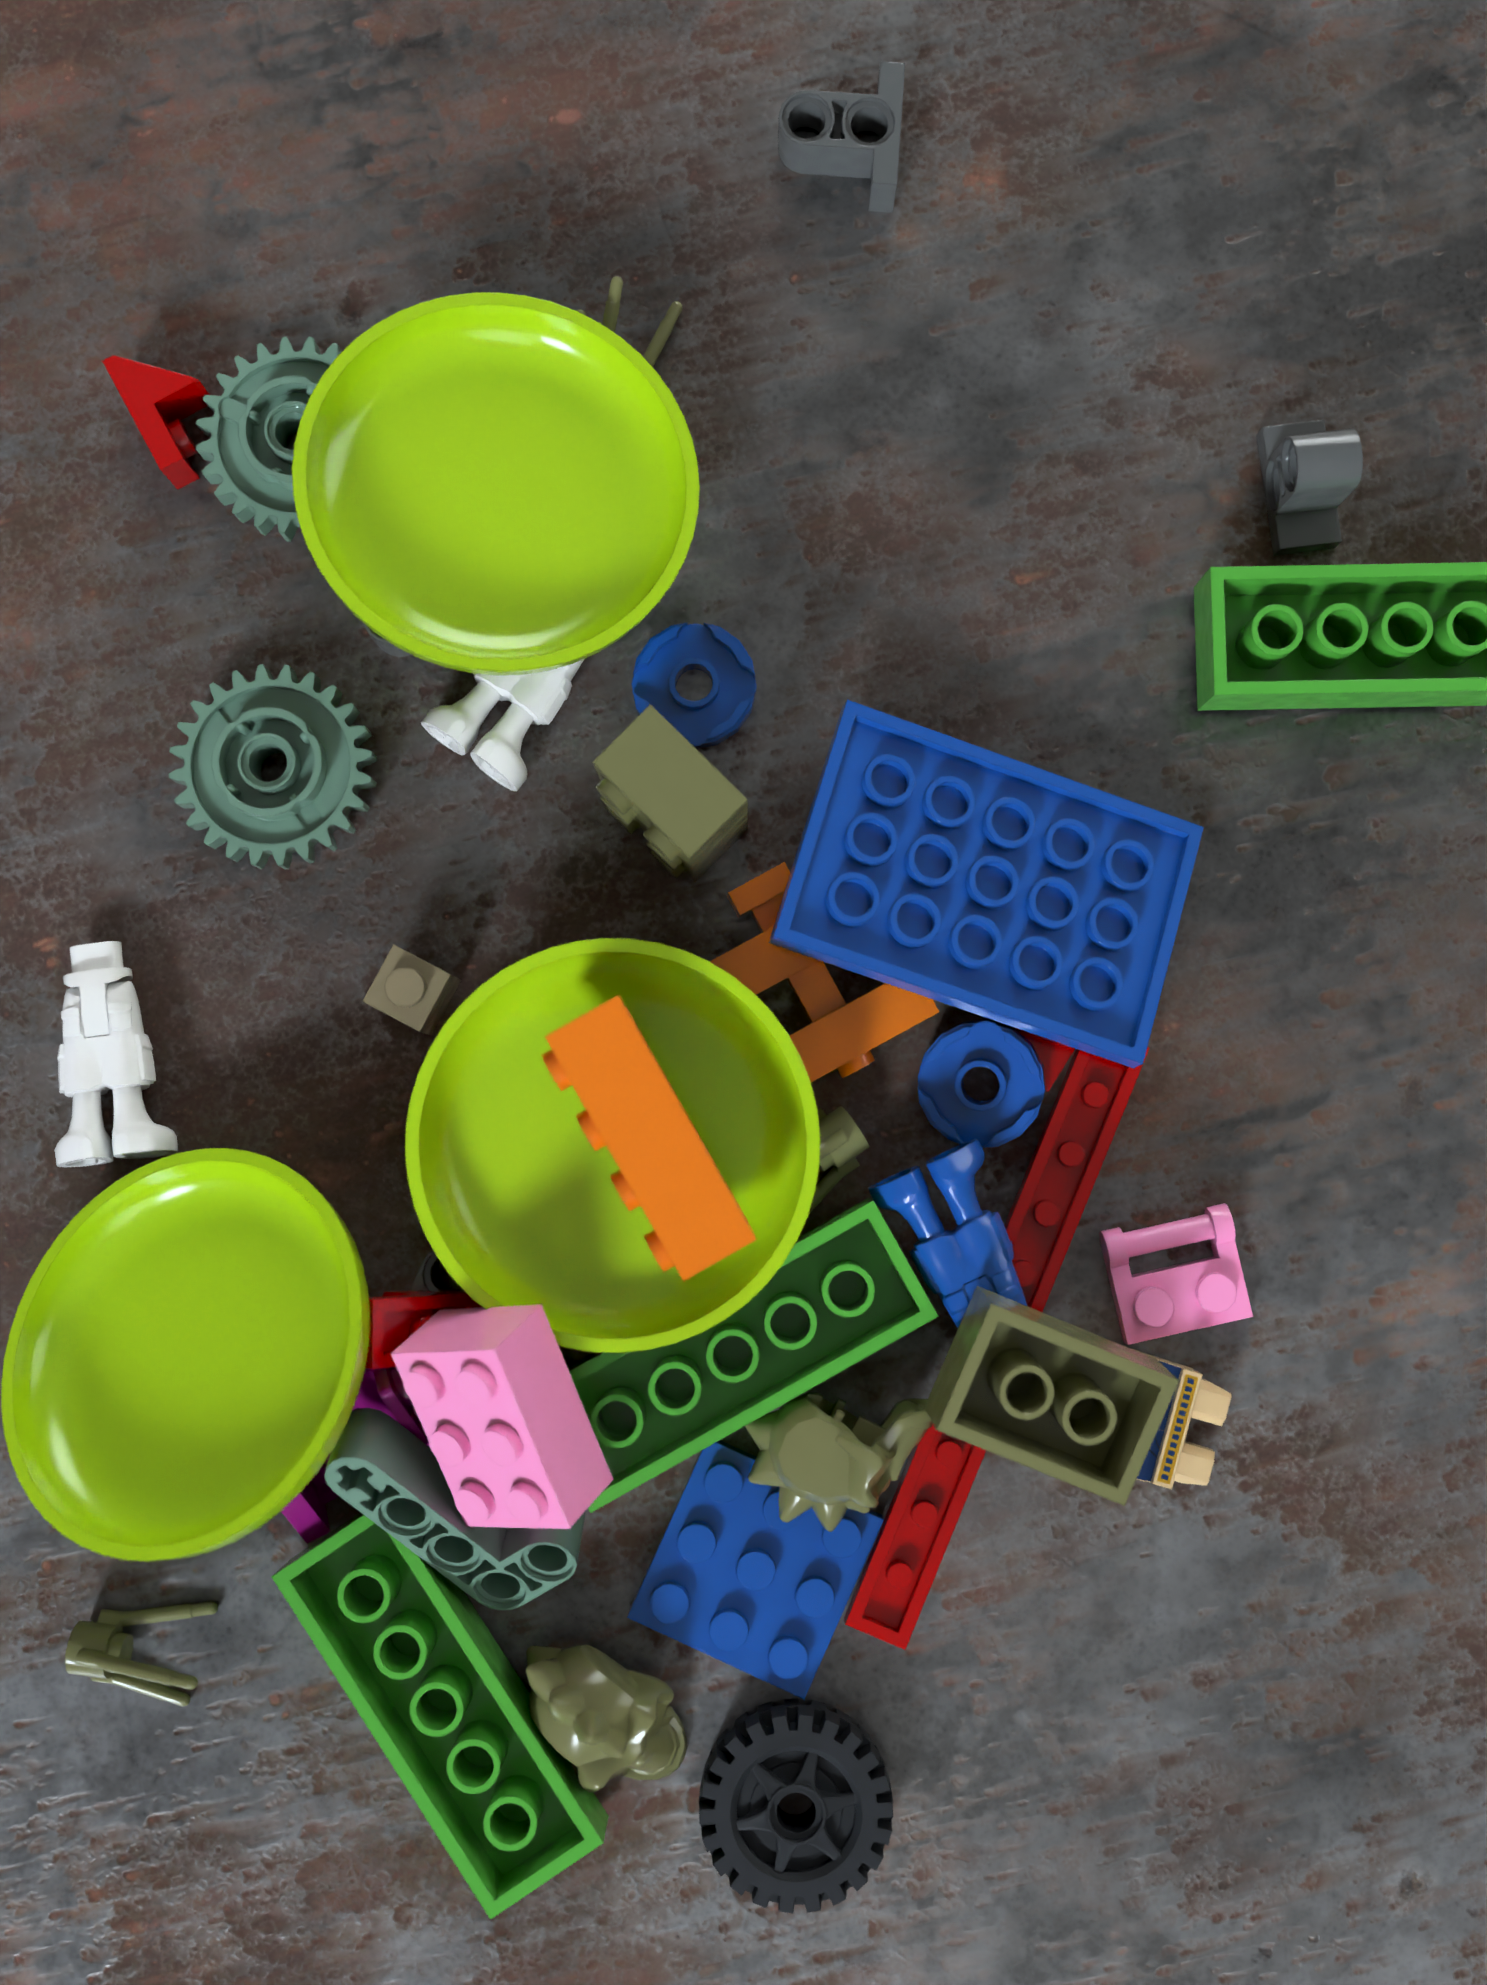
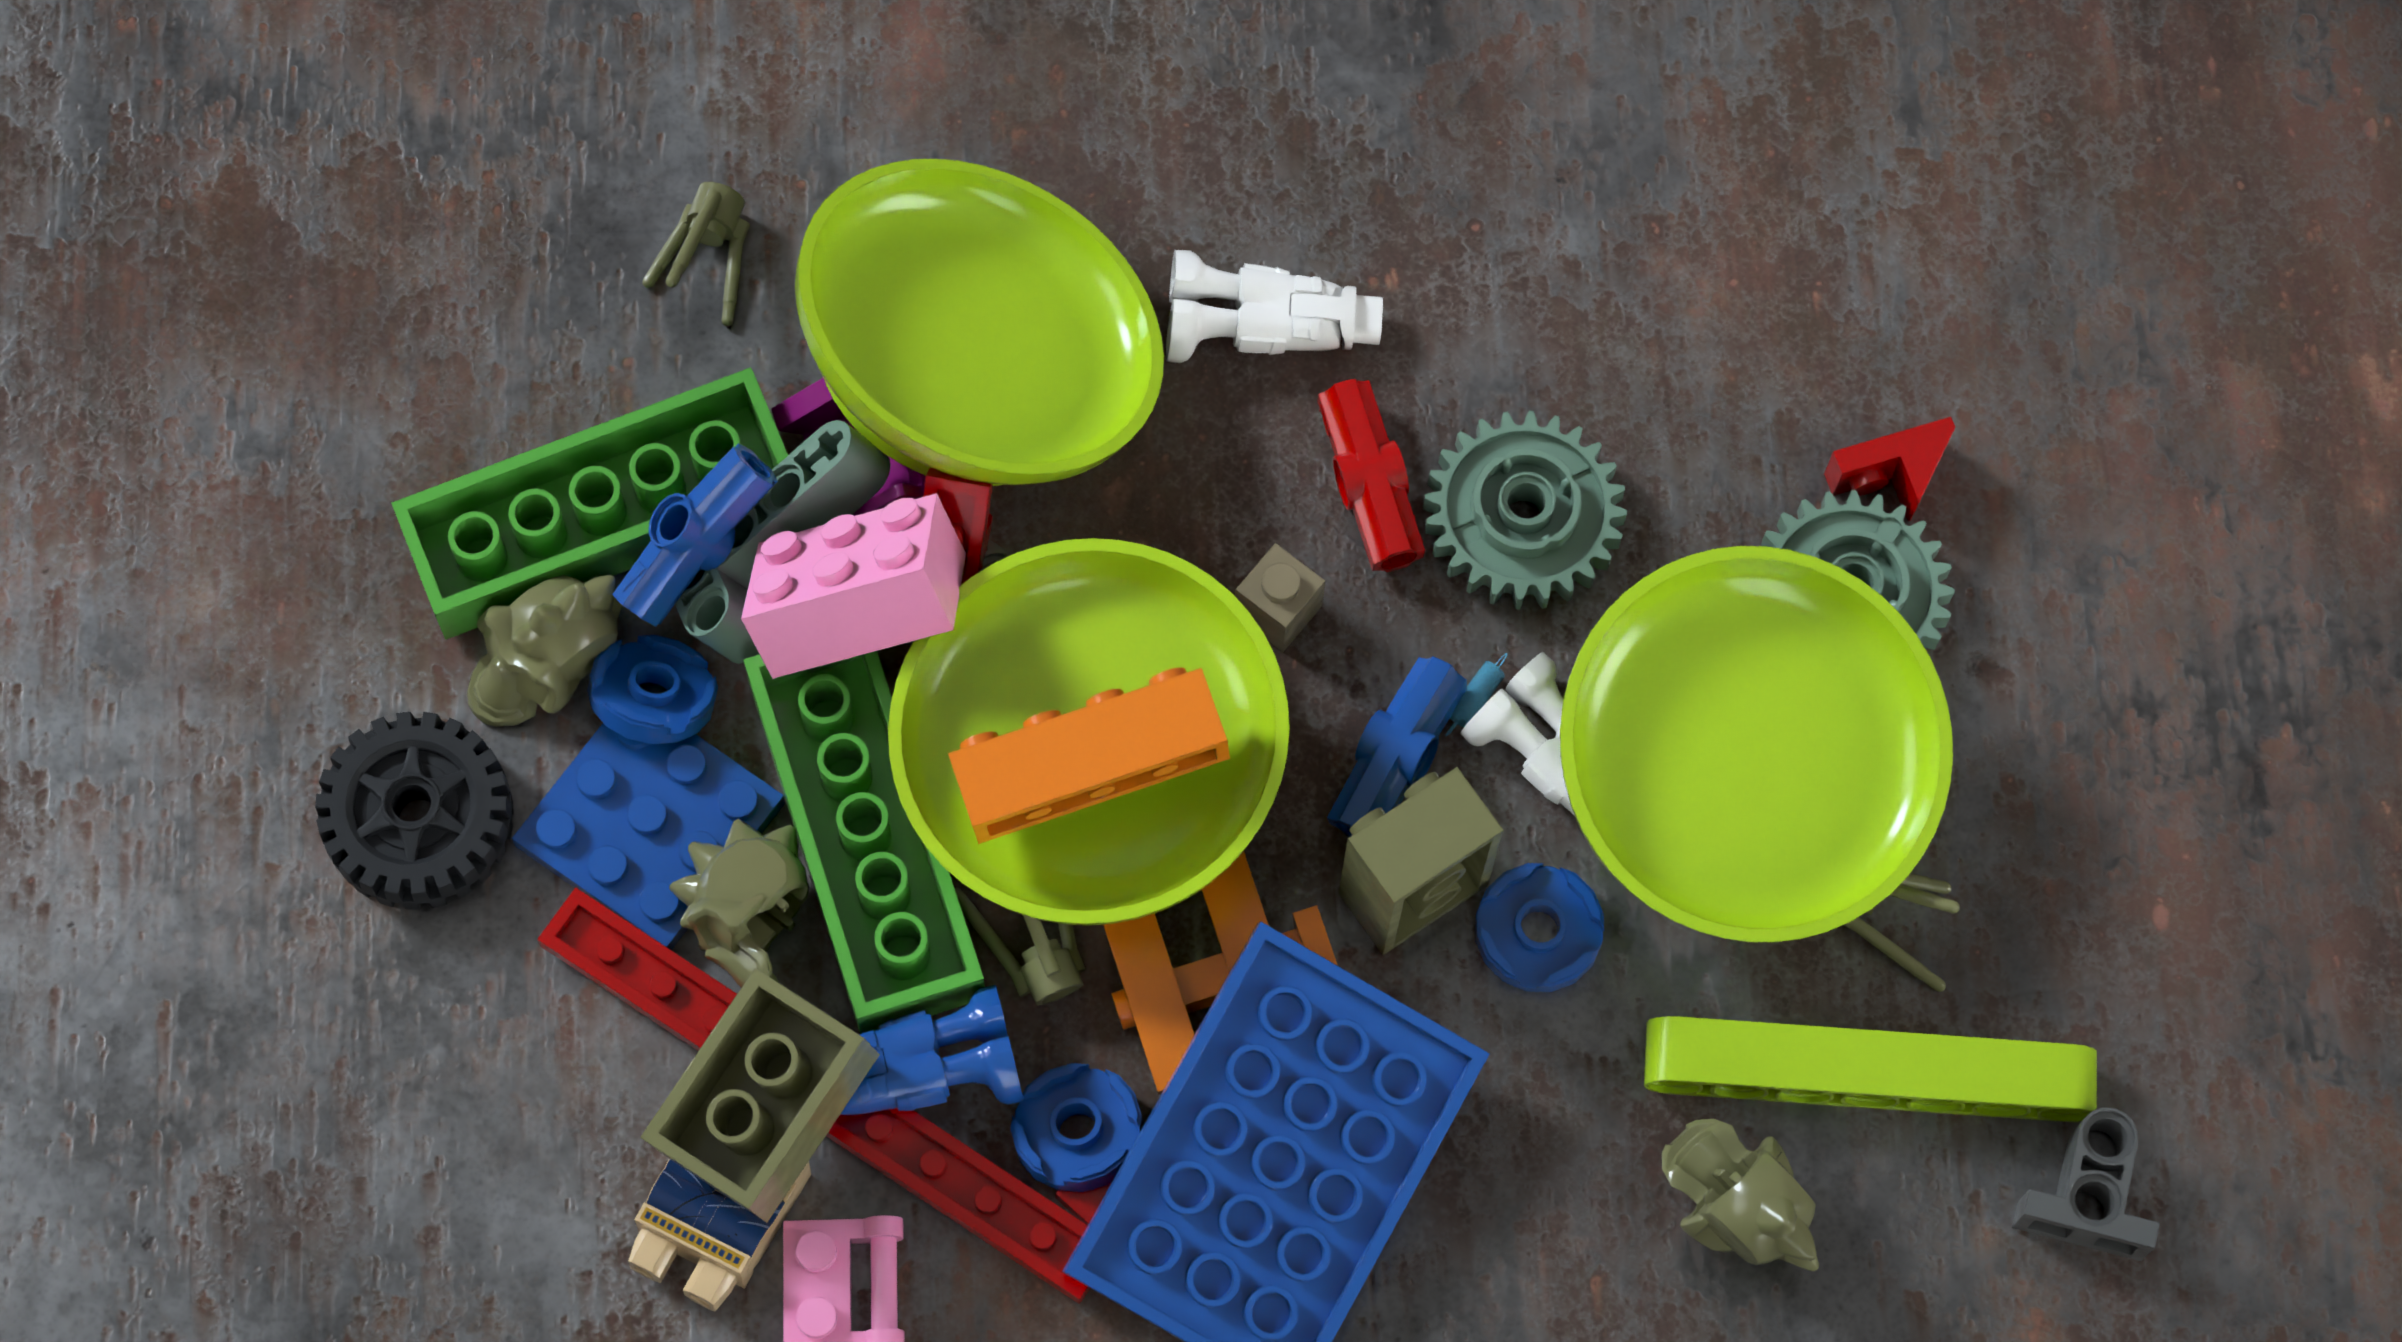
camera: 95 degrees right, 15 degrees down
(263, 925) = (1371, 475): none -> red piece
(470, 1596) = (693, 533): none -> blue piece
(471, 784) = (1477, 693): none -> medium azure piece
(546, 846) = (1399, 742): none -> blue piece
(659, 1588) = (647, 715): none -> blue tile
(776, 353) = (1870, 1069): none -> lime beam
(927, 448) = (1741, 1195): none -> olive head

